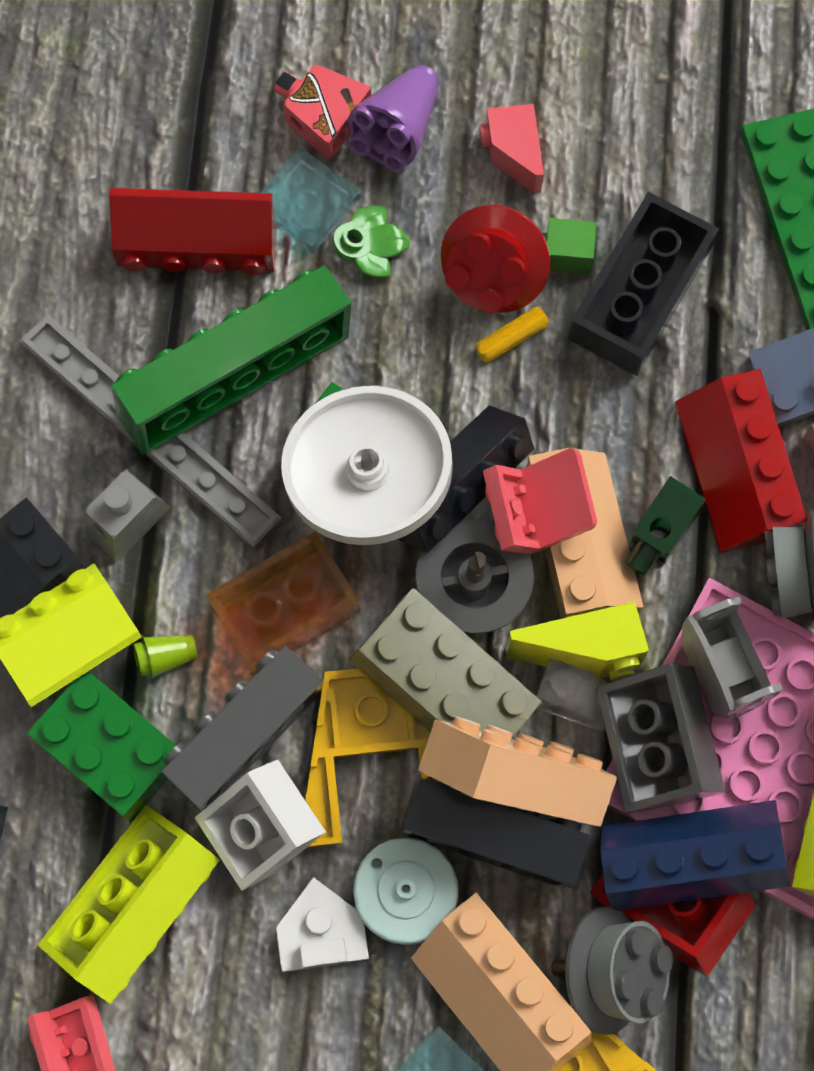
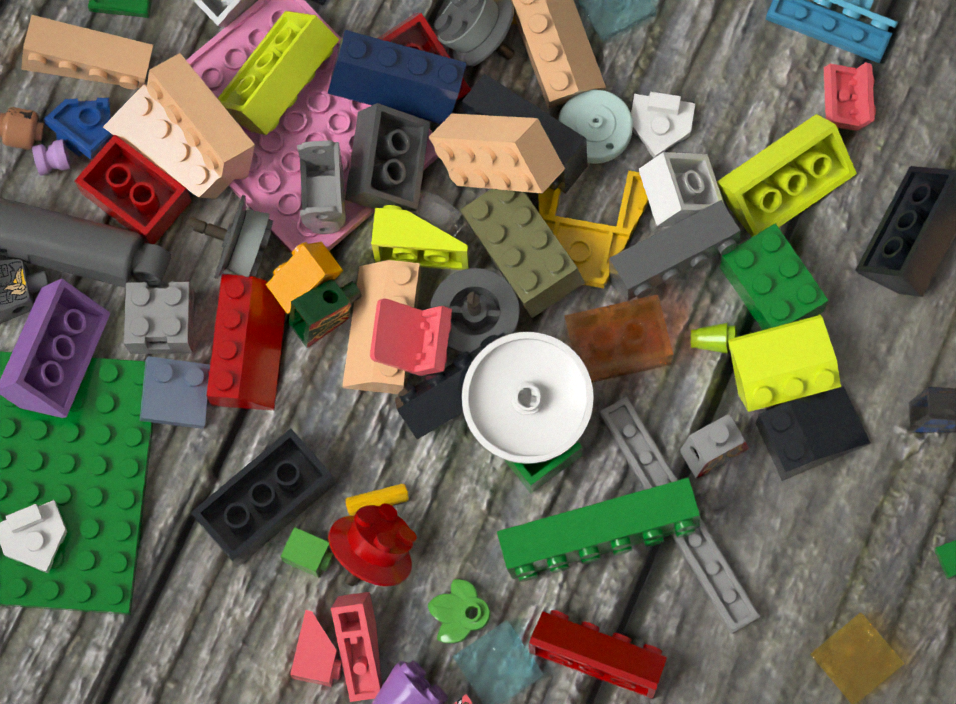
camera: 155 degrees left, 0 degrees up
(471, 165) = (358, 645): none -> coral slope
(705, 552) = (304, 271): none -> light orange brick

